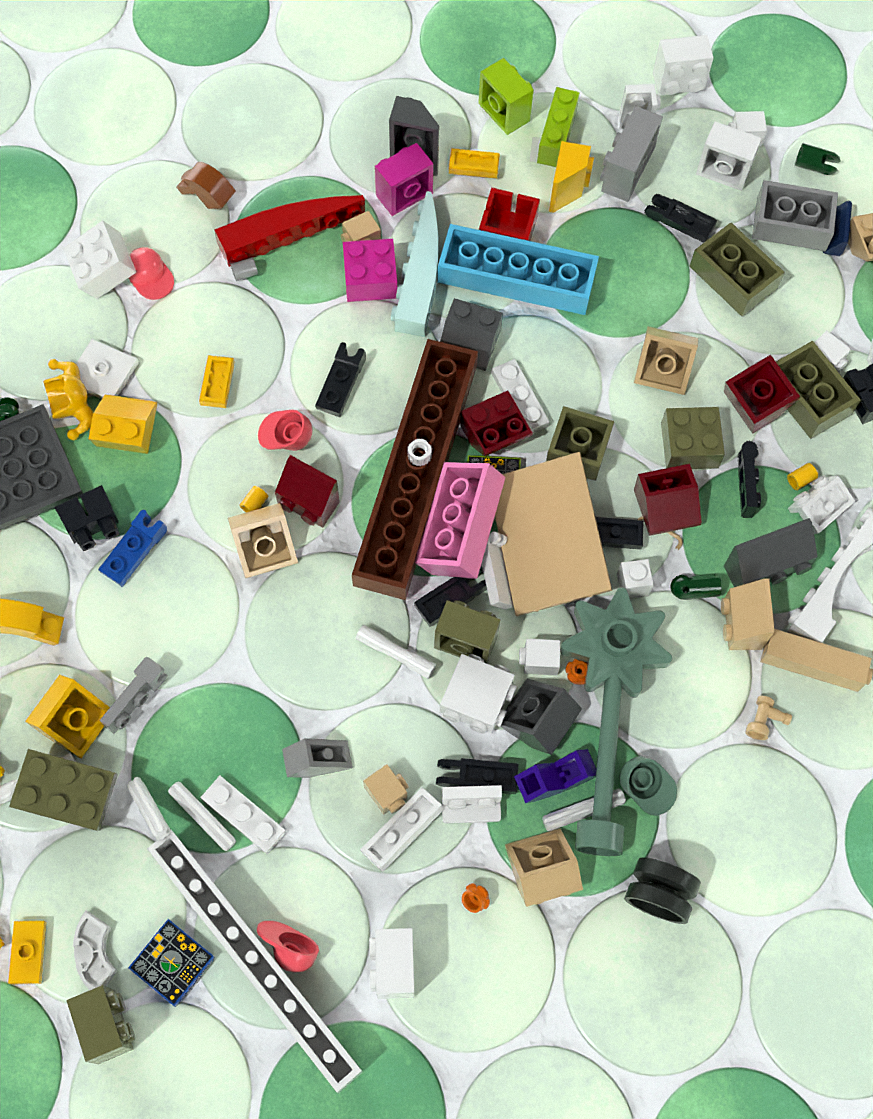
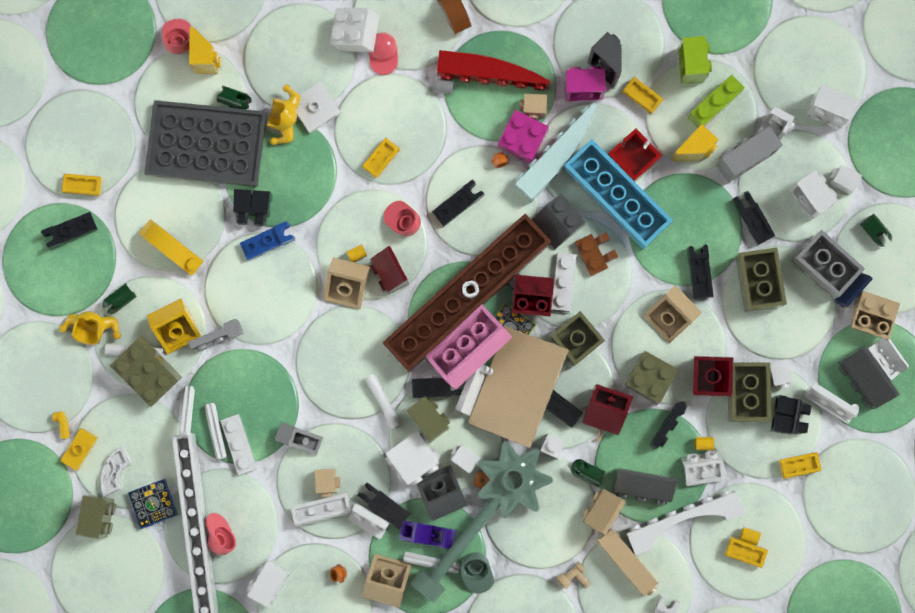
camera: 40 degrees right, 15 degrees up
(123, 424) = (307, 154): yellow slope -> none
(359, 309) = (500, 160): none -> orange plate
(532, 351) = (591, 254): none -> dark orange plate
(664, 301) = (700, 273): none -> black plate

